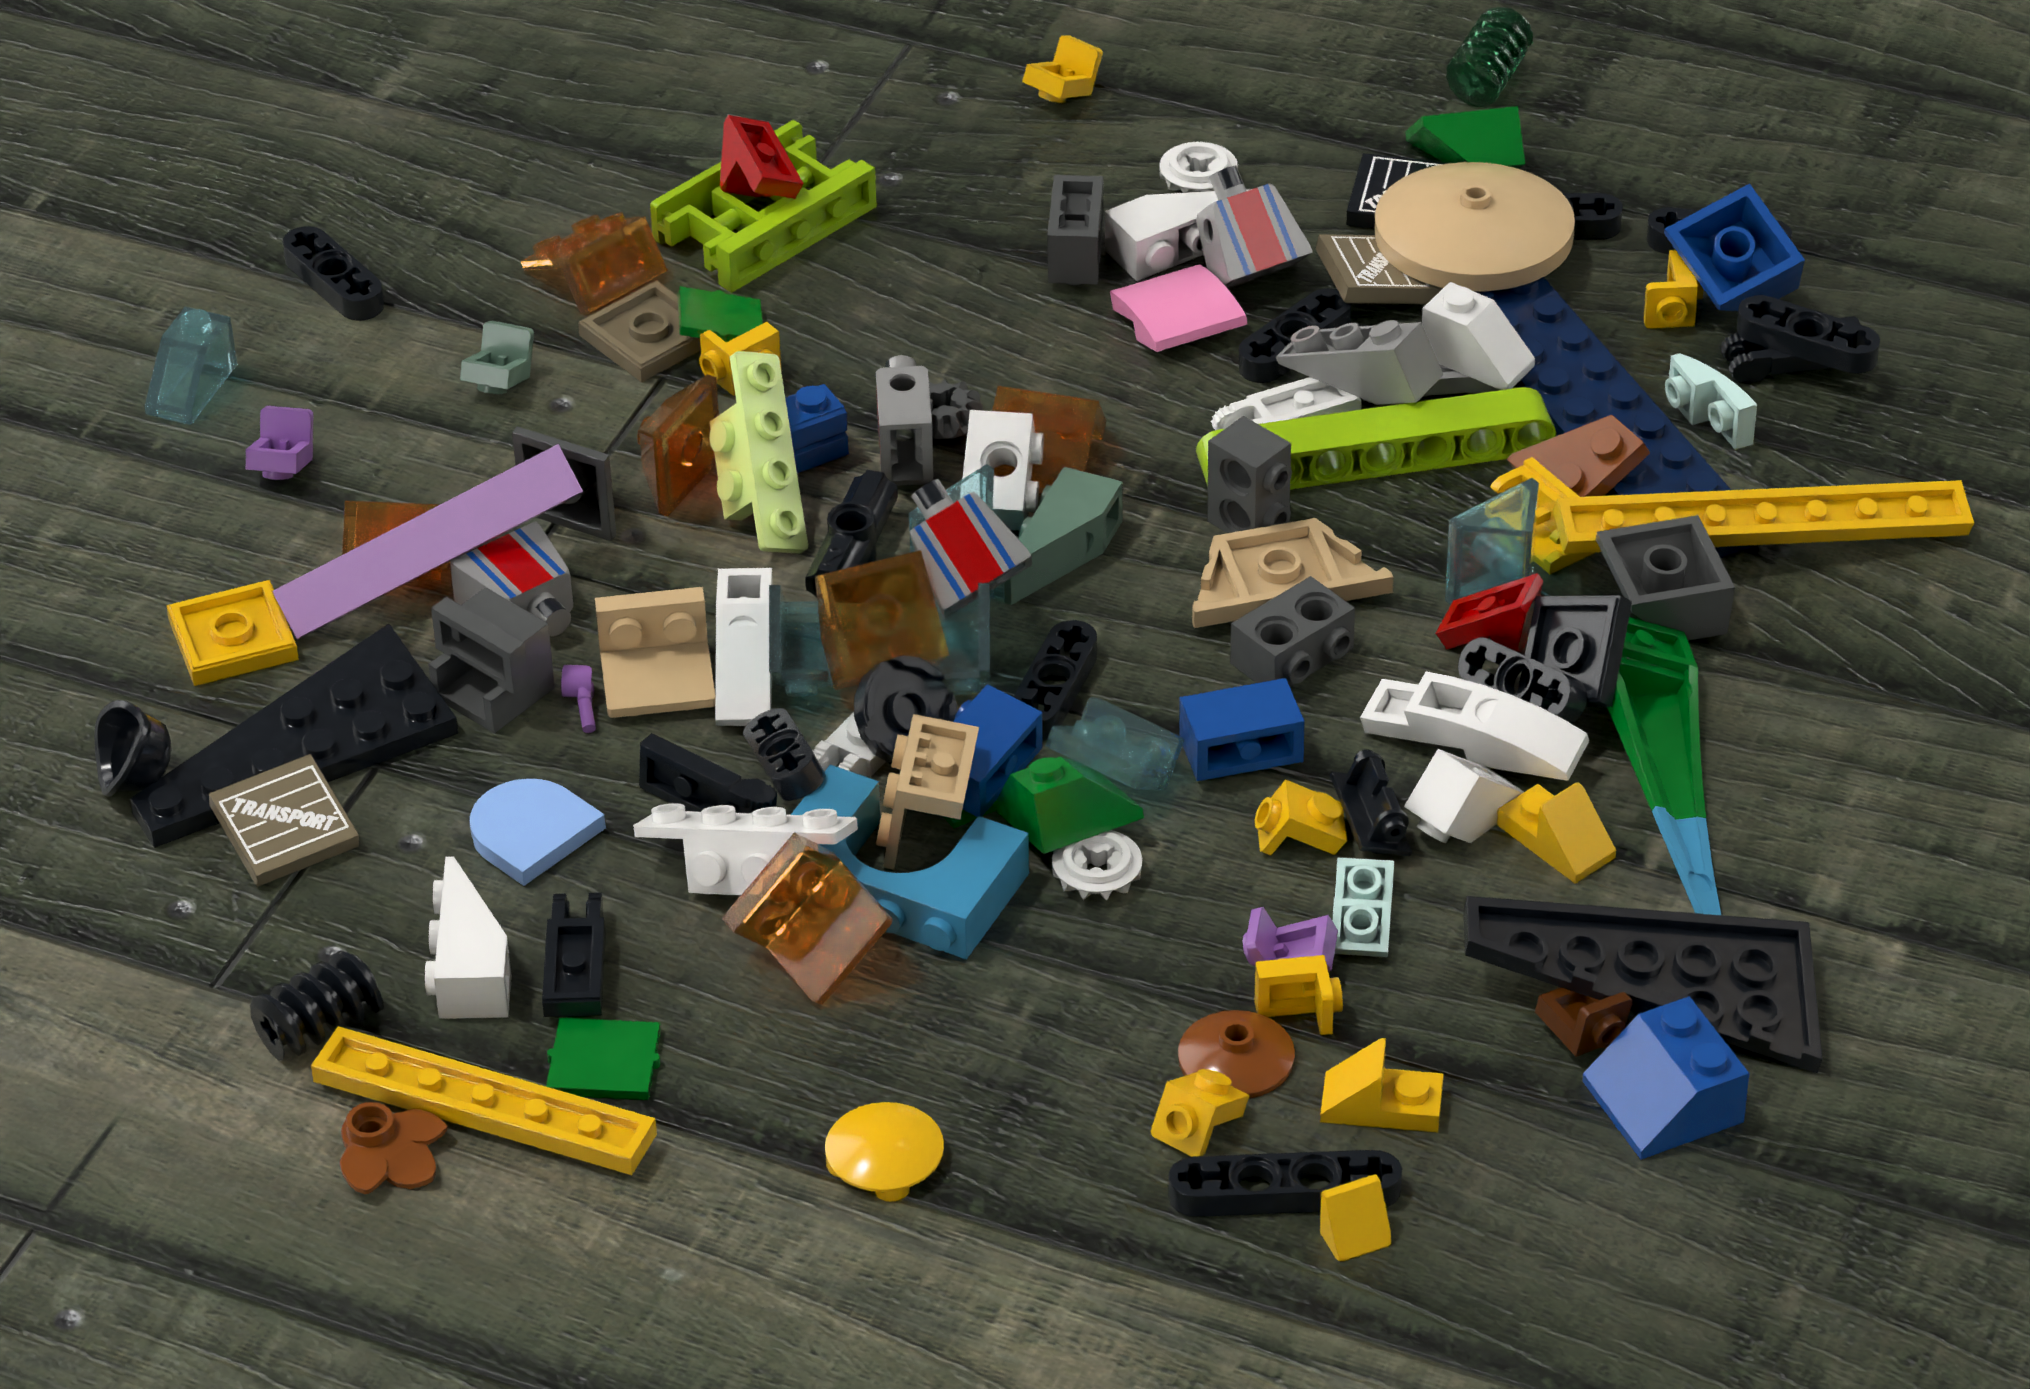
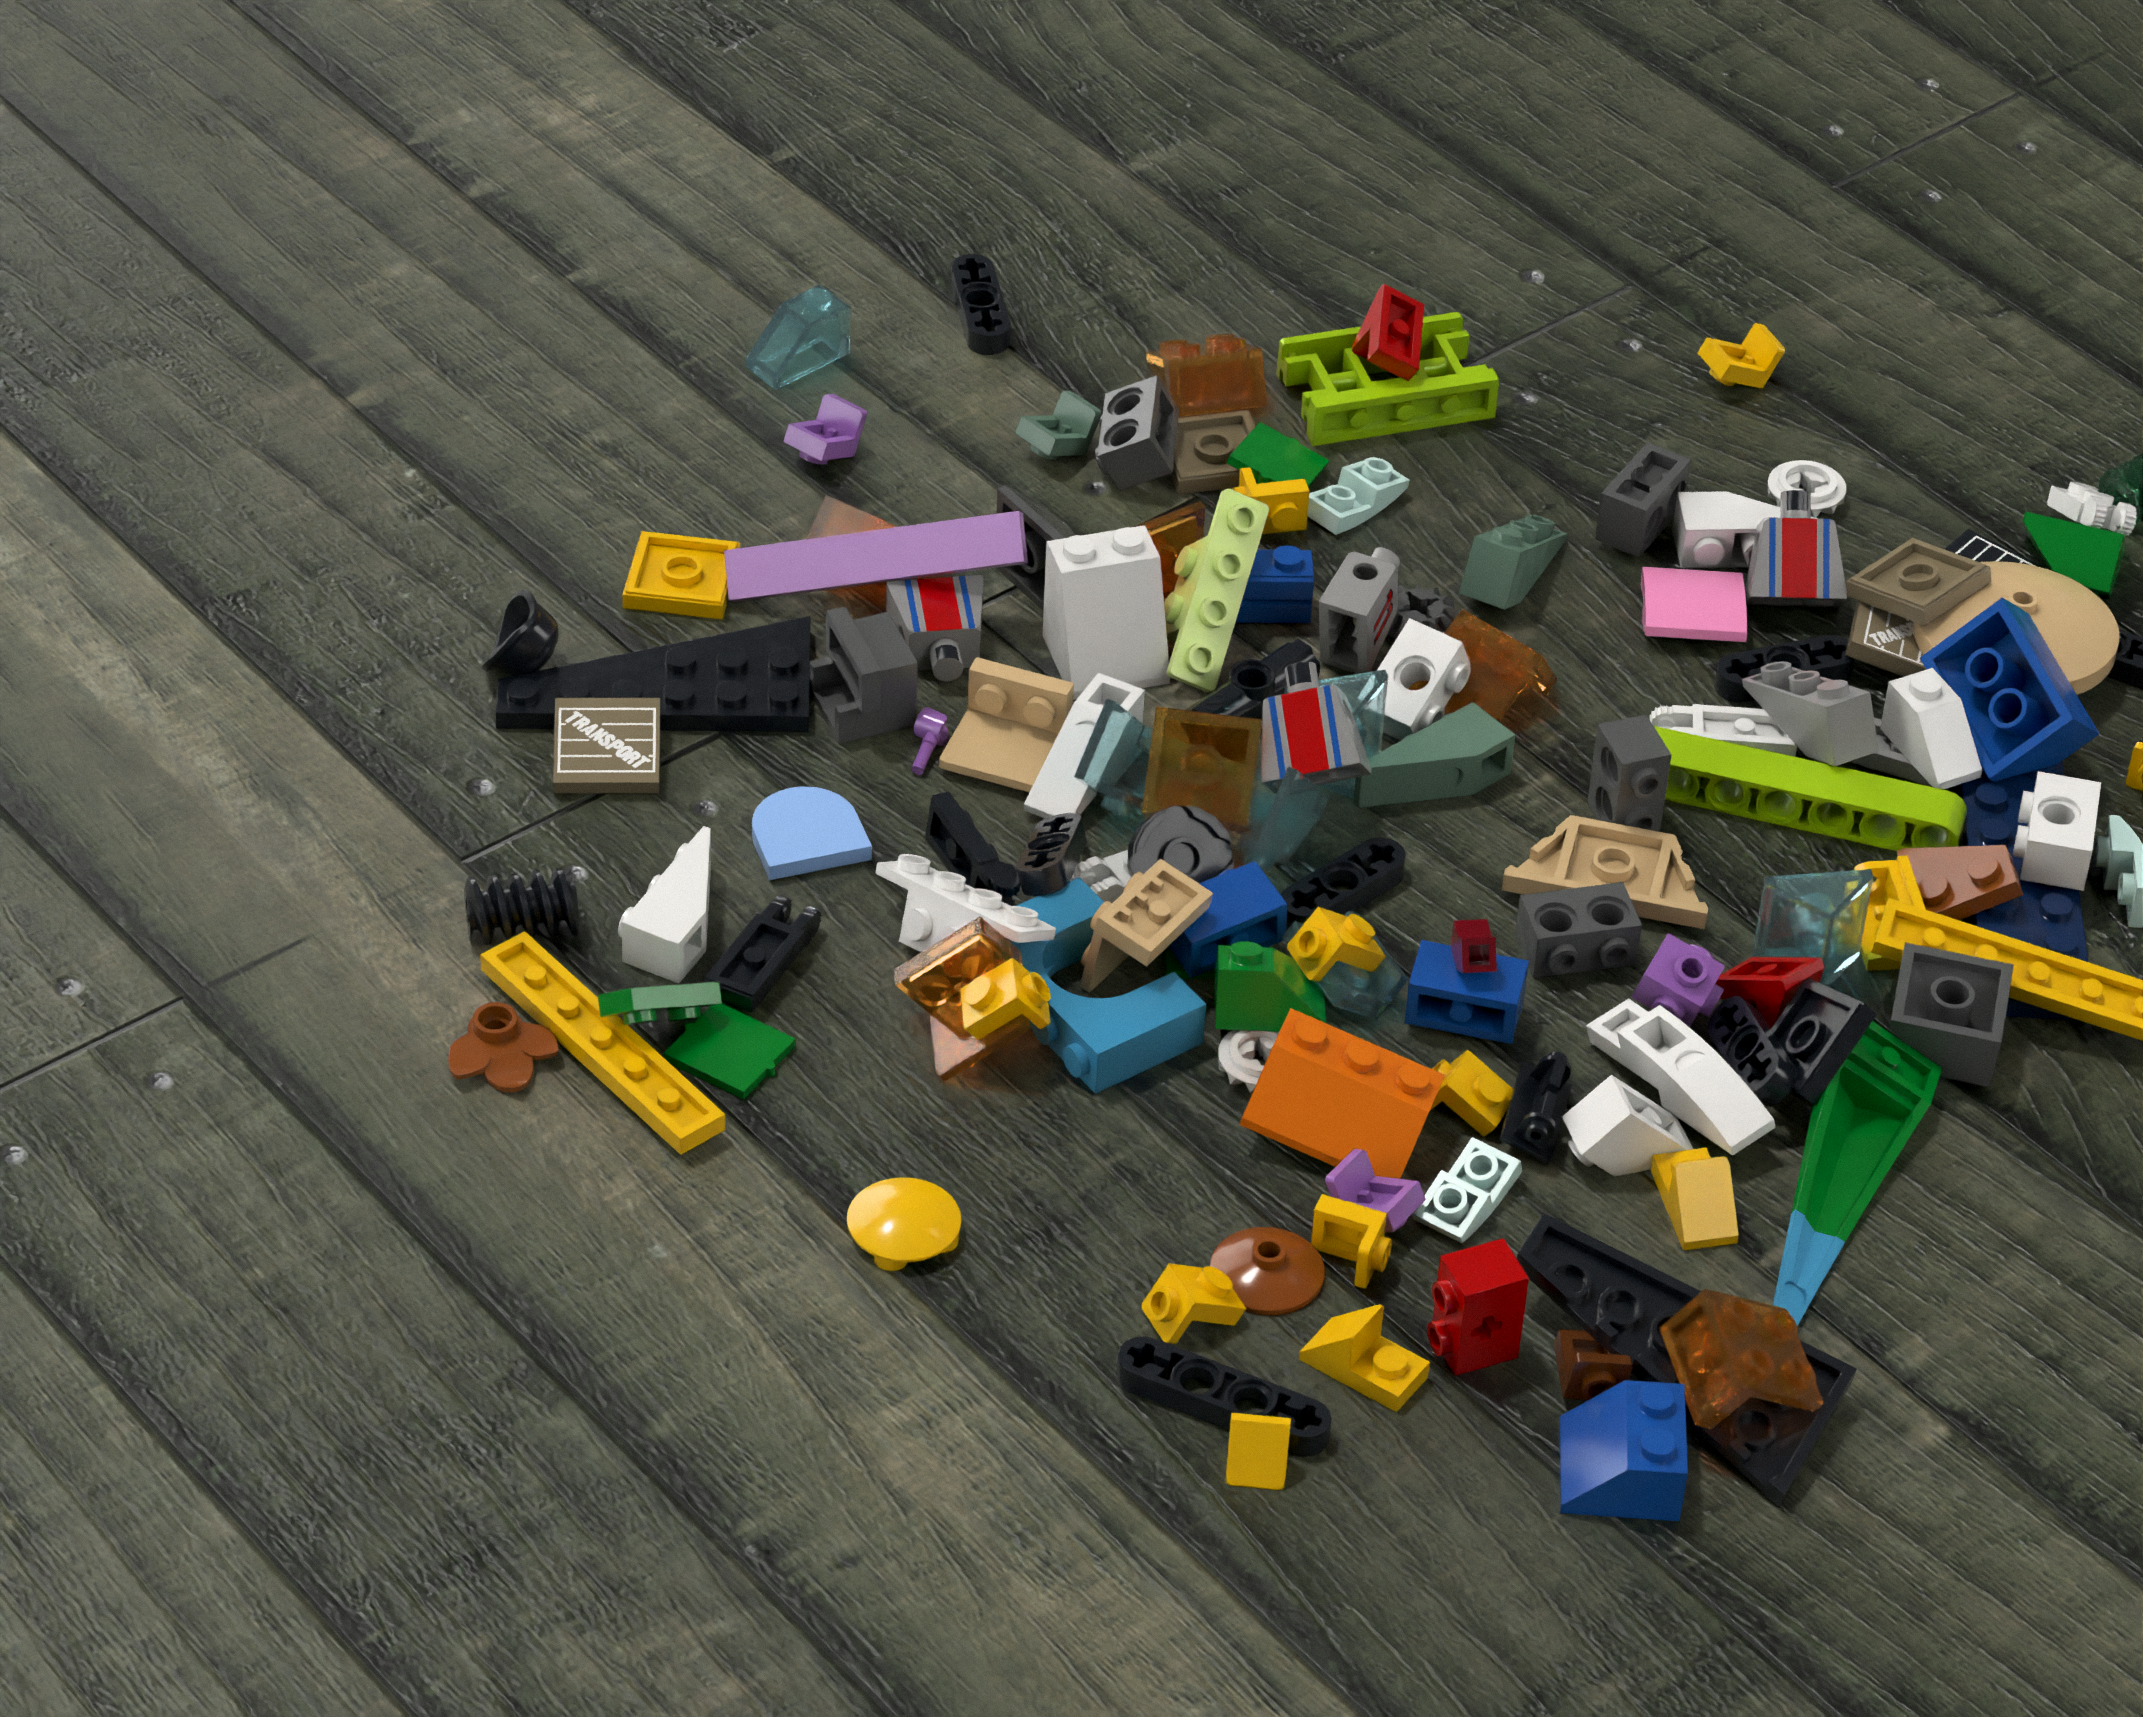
camera: 25 degrees right, 0 degrees up
(522, 1039) = (642, 1003): none -> green plate
(578, 338) = (1137, 433): none -> dark grey brick
(676, 509) = (1106, 608): none -> white slope
(811, 320) = (1359, 495): none -> light aqua slope
(849, 902) = (1003, 996): none -> yellow bracket
(993, 329) = (1510, 560): none -> sand green slope
(1100, 730) = (1334, 938): none -> yellow bracket
(1204, 867) = (1339, 1095): none -> orange slope
(1238, 683) = (1473, 946): none -> dark red piece
(1371, 212) = (1918, 581): none -> dark tan tile
(1416, 643) = (1681, 980): none -> medium lavender brick
(1464, 1004) = (1478, 1307): none -> red brick
(1465, 94) = (2092, 508): none -> white hinge
(1531, 278) = (2011, 692): none -> blue slope
(1643, 384) = (2059, 830): none -> white brick
(1715, 954) = (1737, 1351): none -> clear orange bracket

